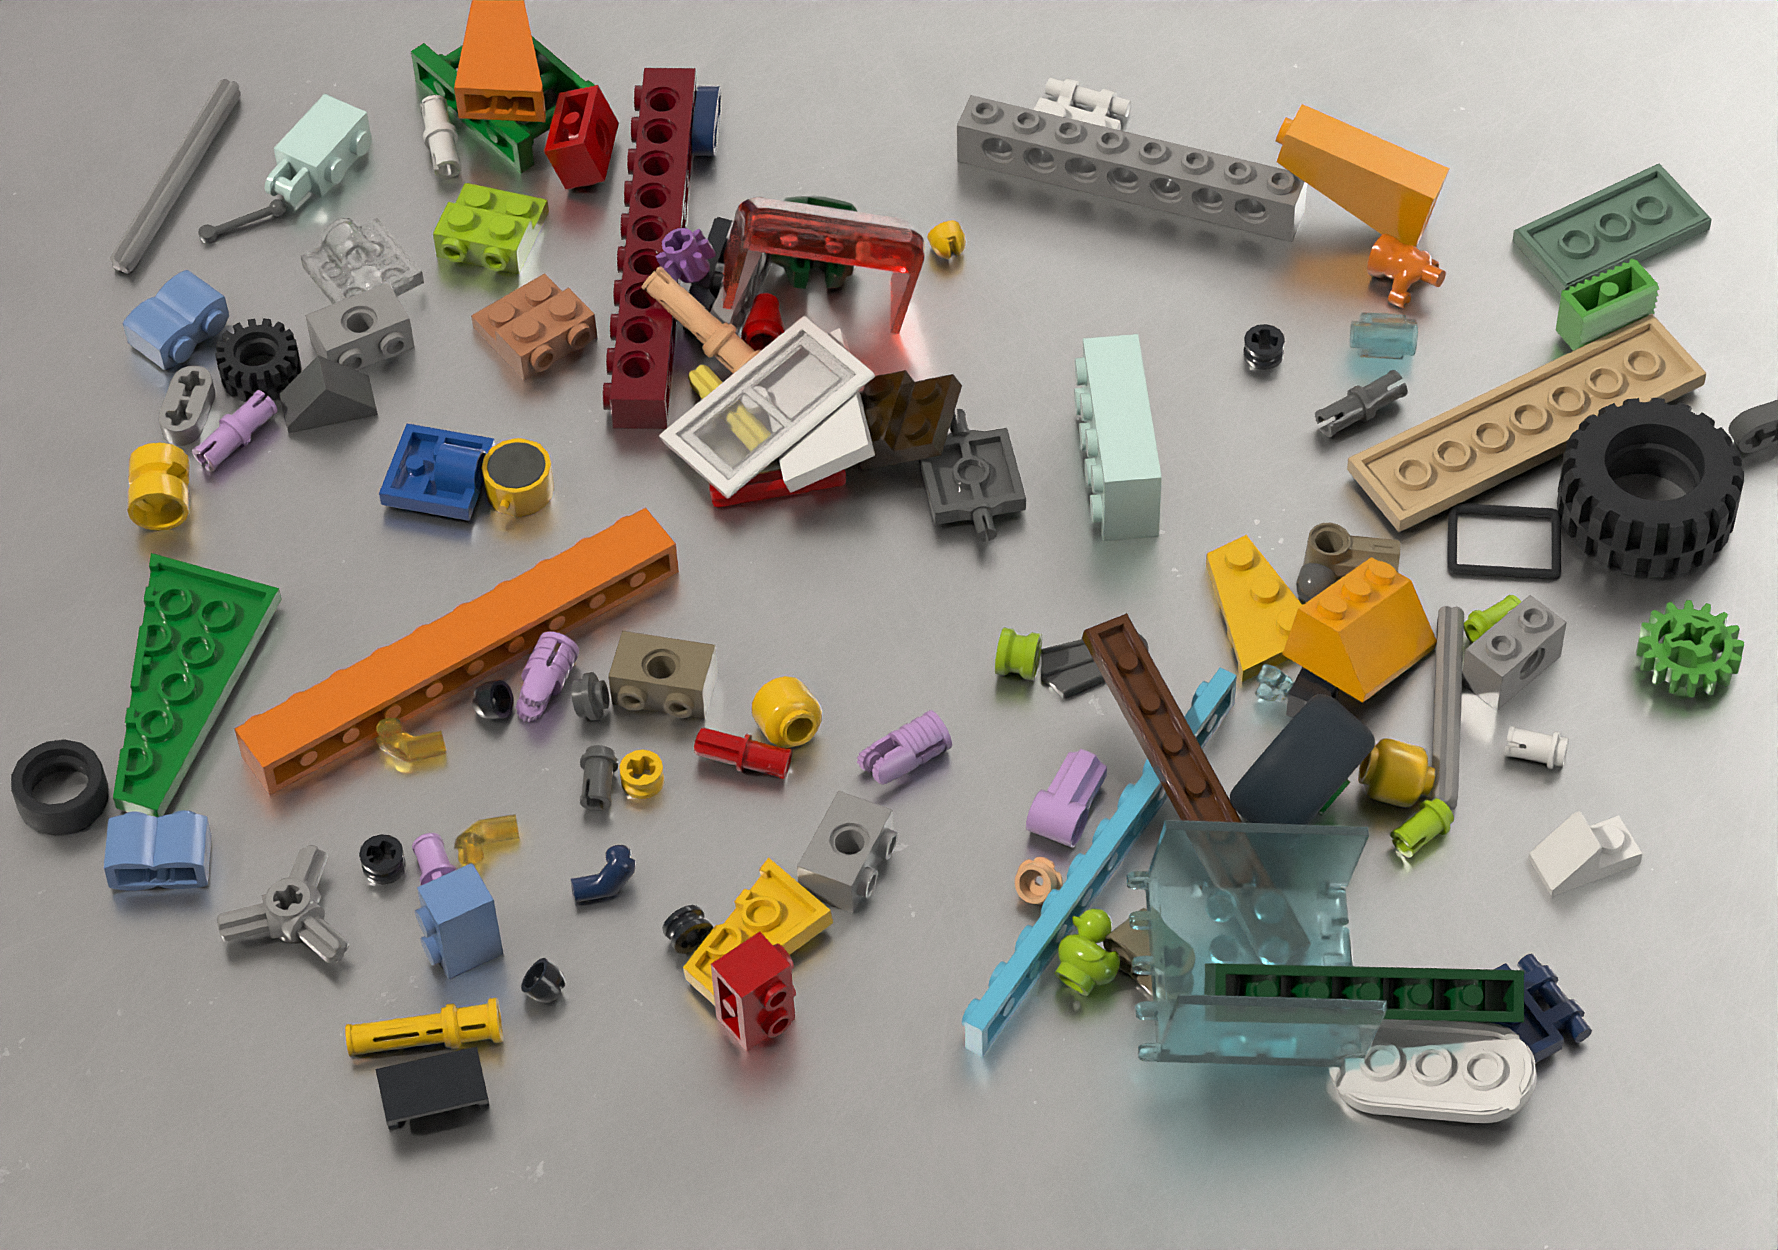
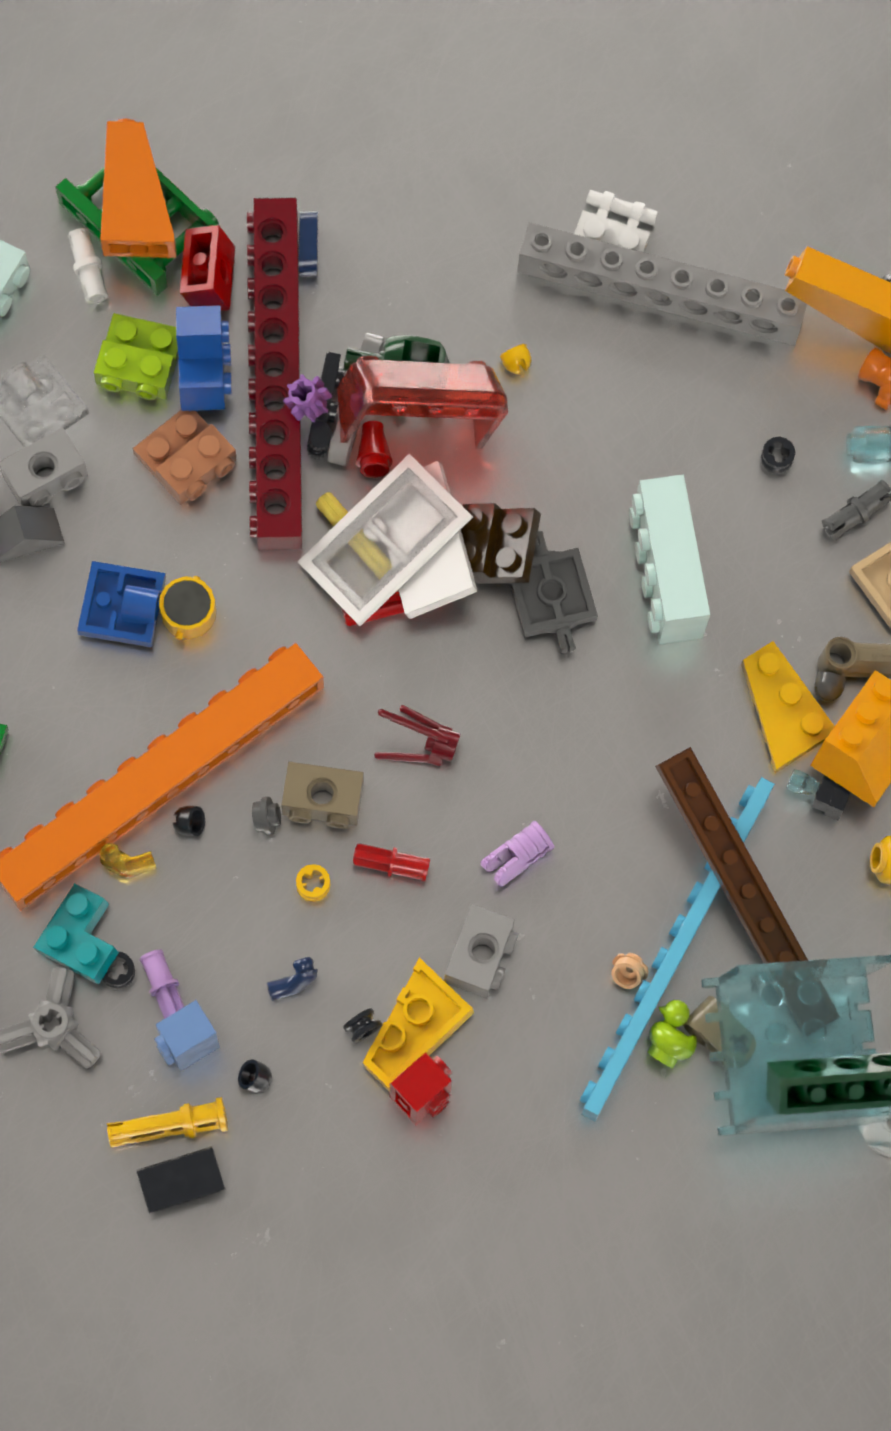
camera: 10 degrees left, 20 degrees up
(332, 816) = (69, 936): none -> teal plate
(482, 832) = (190, 946): clear yellow arm -> none
(544, 681) = (228, 795): lavender hinge -> none
(564, 221) = (203, 358): none -> blue brick
(598, 767) = (279, 889): dark grey pin -> none
(717, 338) = (338, 471): light nougat pin -> none
(786, 712) = (423, 825): yellow head -> none
(815, 625) = (440, 740): none -> dark red plant
(1018, 653) = (601, 762): lime wheel -> none
(1064, 807) = (644, 902): lavender piece -> none
(1071, 668) = (638, 763): dark grey piece -> none
(1304, 765) = (831, 877): black wheel -> none

